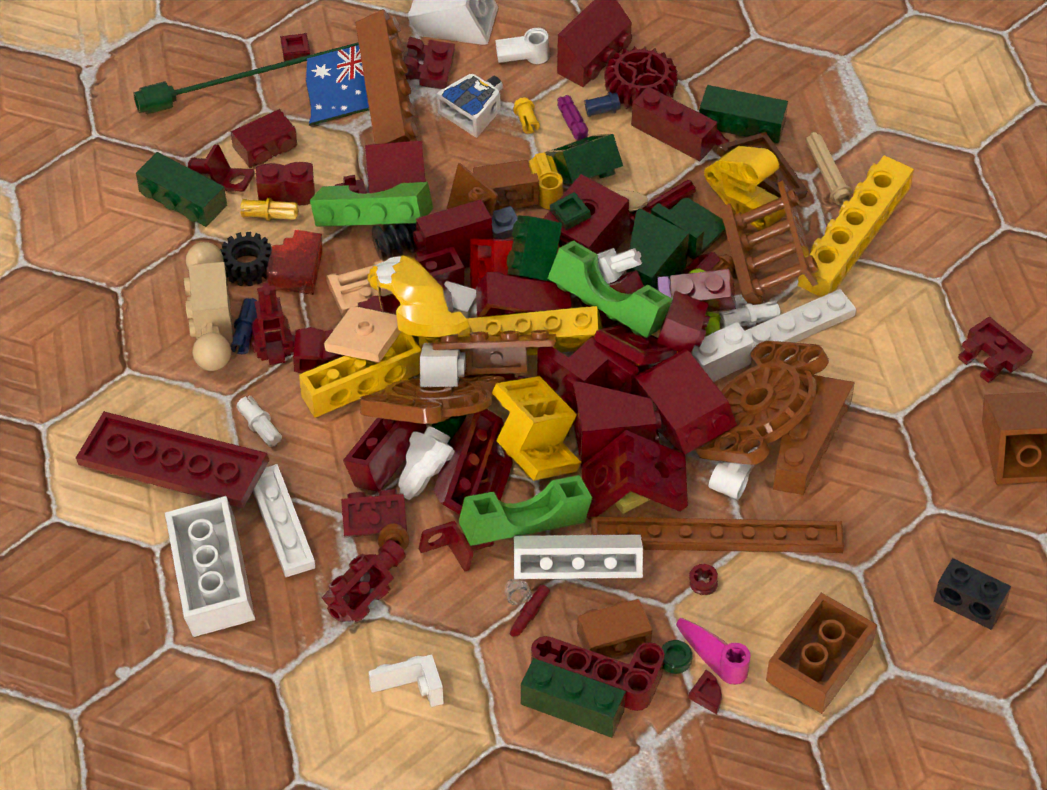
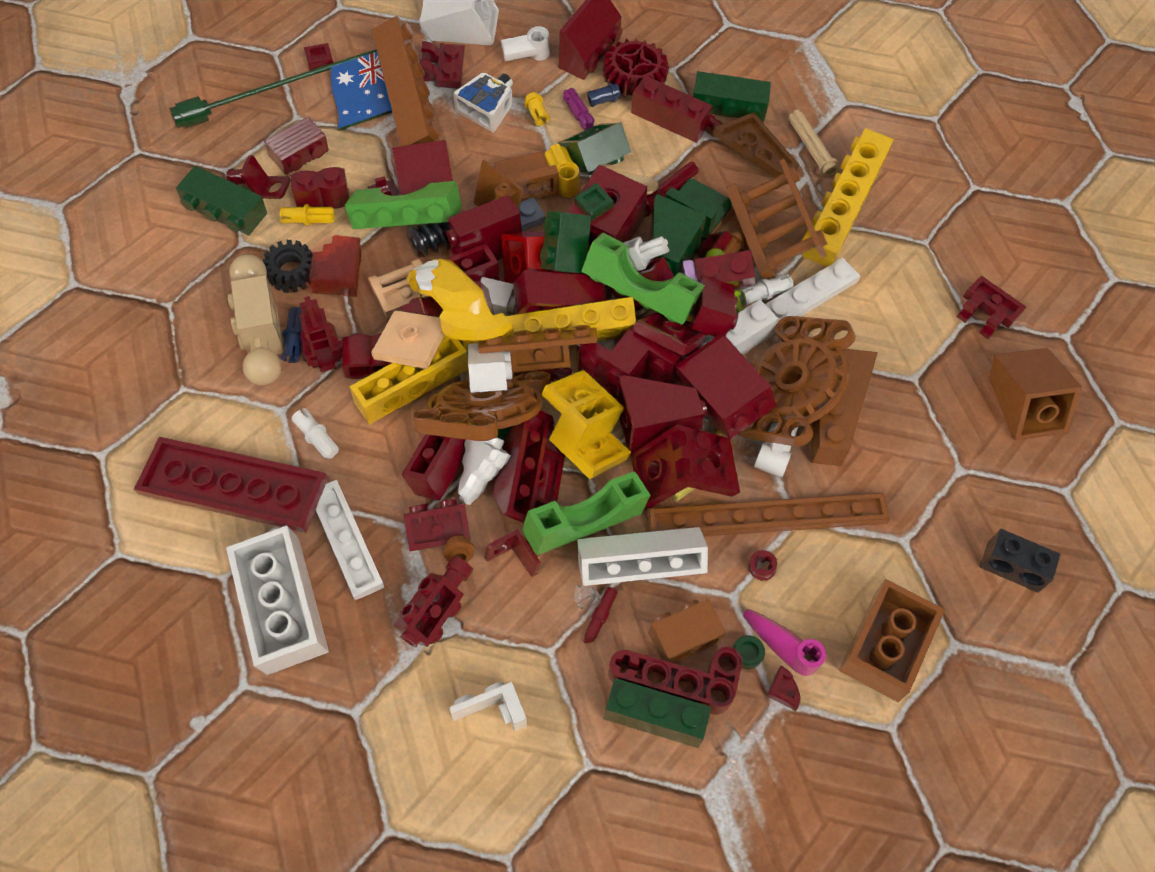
camera: 10 degrees left, 10 degrees up
(737, 177) = (738, 159): yellow connector -> none

